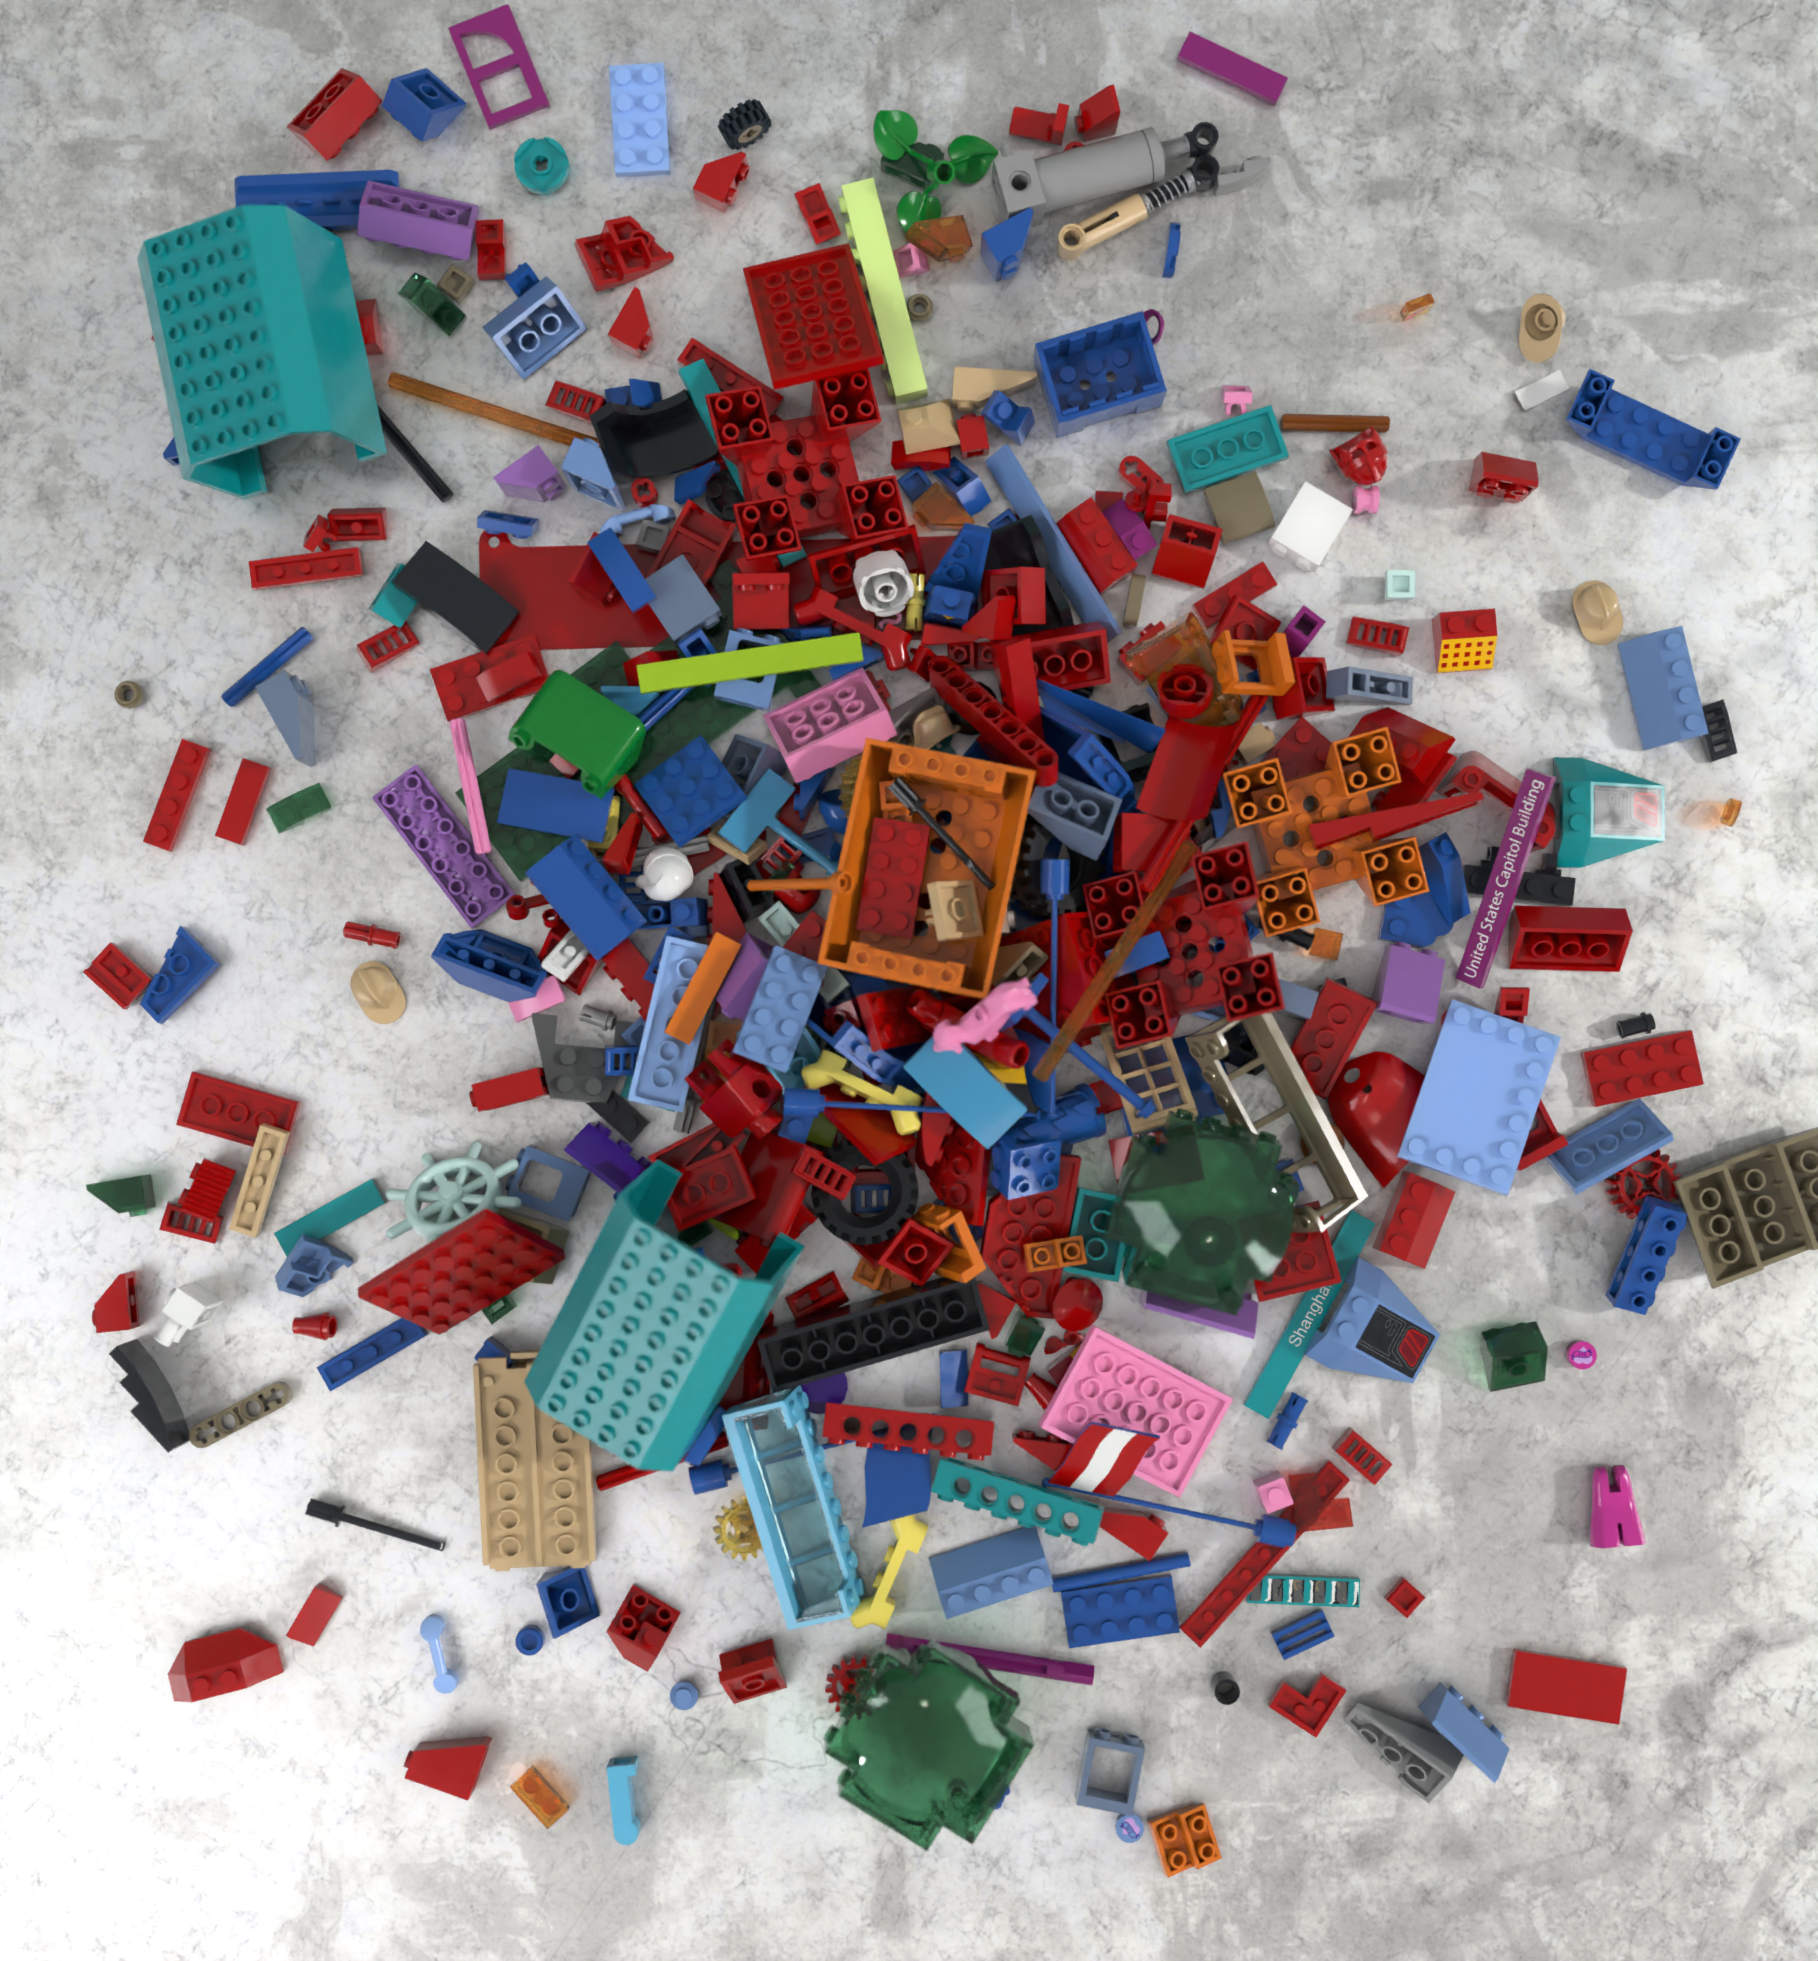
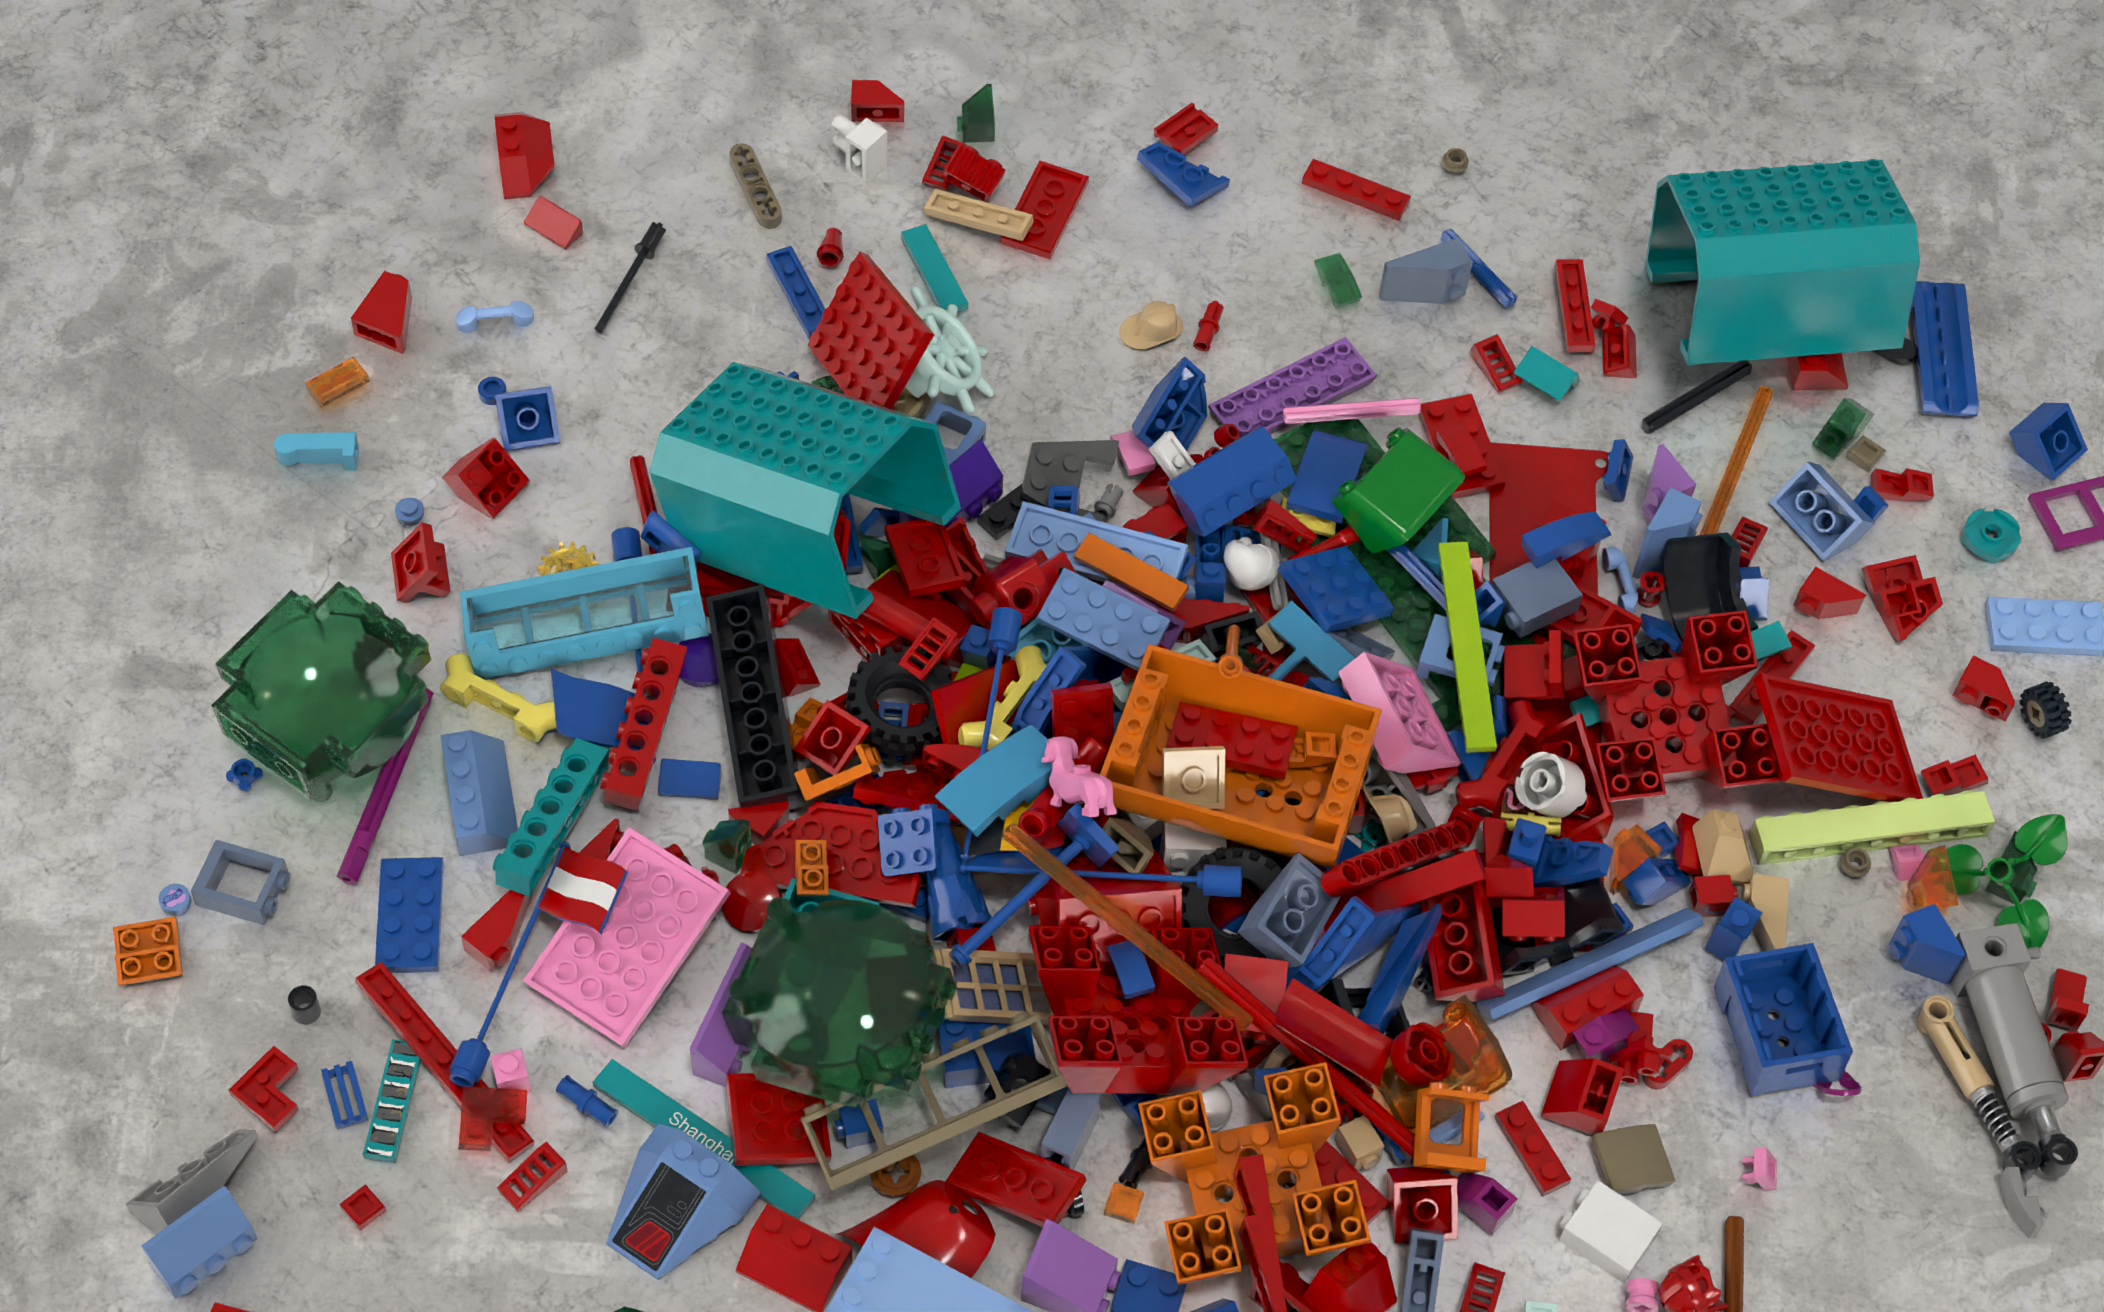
camera: 90 degrees right, 30 degrees down
(156, 1401) = (787, 115): black slope -> none
(243, 801) = (1347, 238): red tile -> none
(309, 1265) = (890, 249): medium blue slope -> none
(335, 114) = (2031, 367): red slope -> none
(417, 220) = (1927, 418): medium lavender slope -> none
(455, 597) = (1542, 417): black slope -> none
(509, 1089) = (1043, 408): red window -> none
(530, 1474) = (629, 398): tan piece -> none
(652, 536) = (1605, 588): light grey plate -> none
(914, 803) = (1307, 758): black piece -> none
(993, 1383) = (678, 815): red plate -> none
(1121, 1572) = (451, 919): blue piece -> none
(1134, 600) = (1528, 1039): dark tan beam -> none
(1172, 249) = (1933, 1120): blue tile -> none
(1227, 449) = (1701, 1155): teal plate -> none
(1246, 623) = (1500, 1145): red tile -> none

